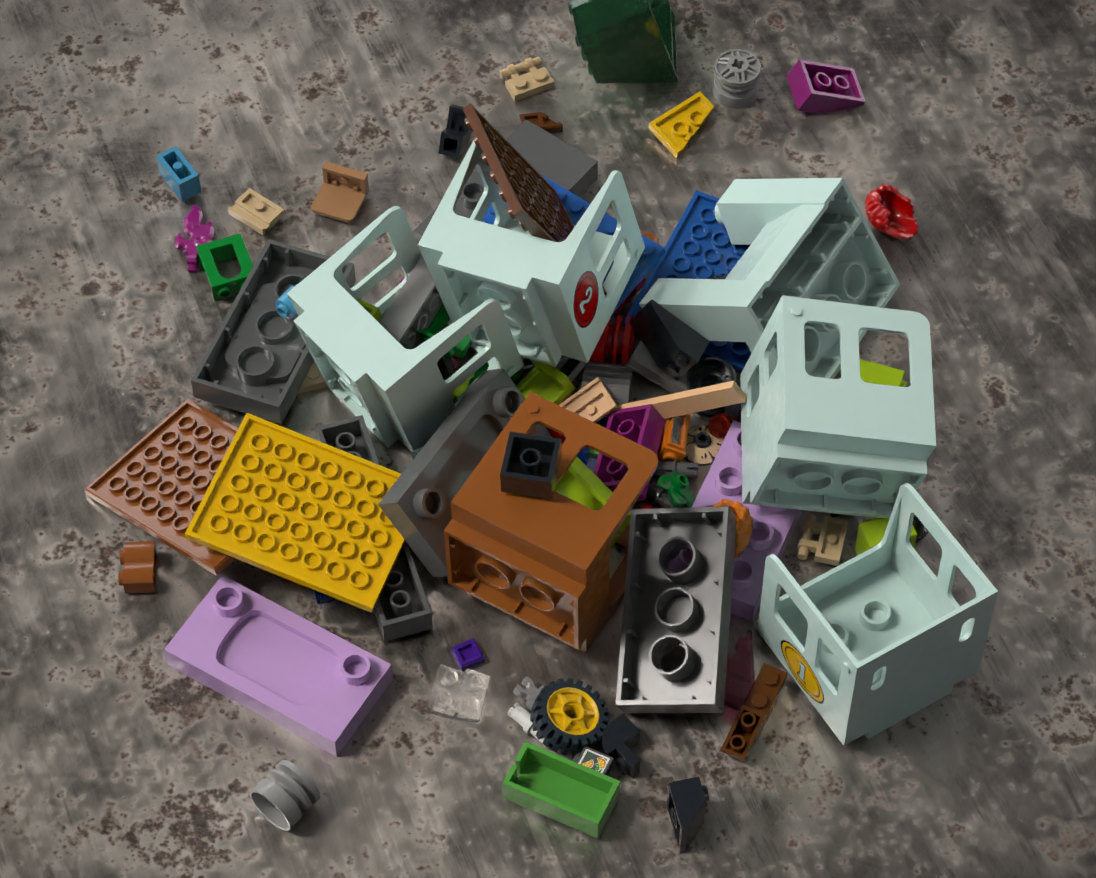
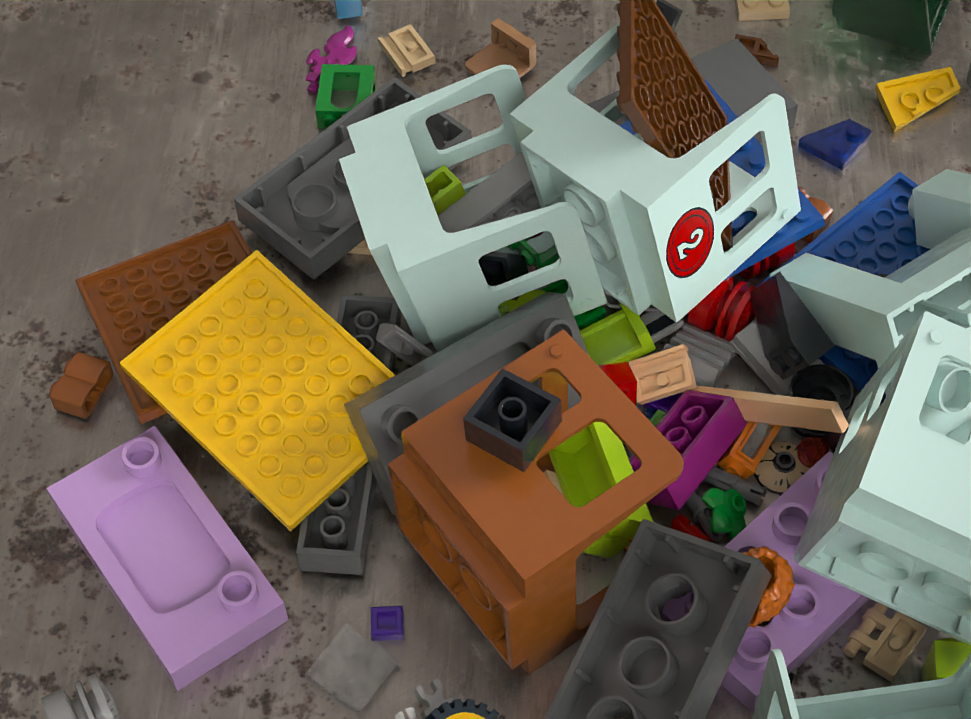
camera: 25 degrees right, 0 degrees up
(387, 449) = (402, 344): none -> light grey slope
(641, 179) = (837, 143): none -> clear blue wing

